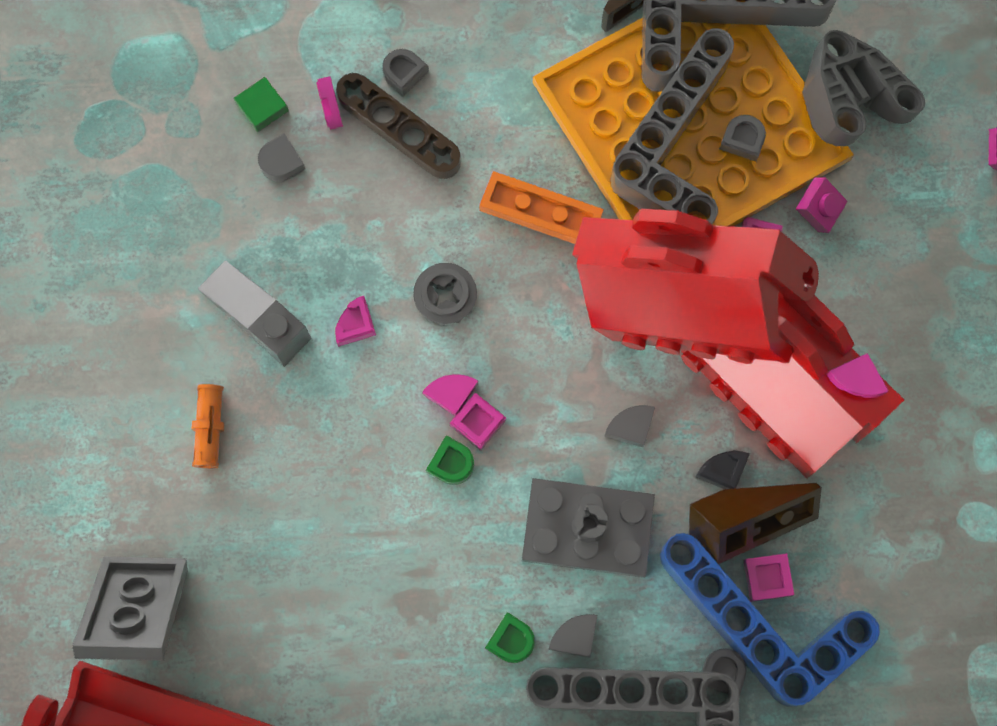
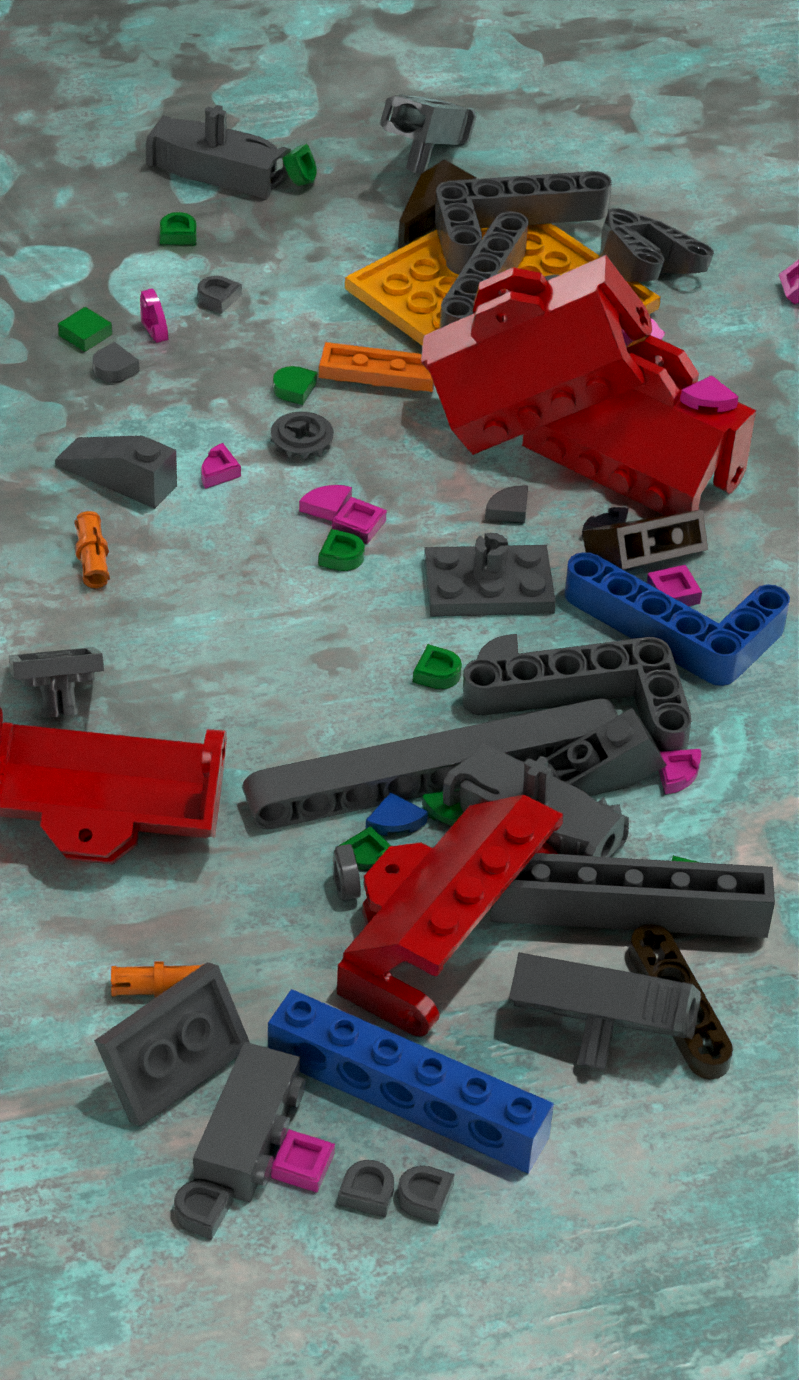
camera: 15 degrees left, 30 degrees down
(401, 122) = (262, 344): dark brown beam -> none
(452, 216) = (294, 384): none -> green tile

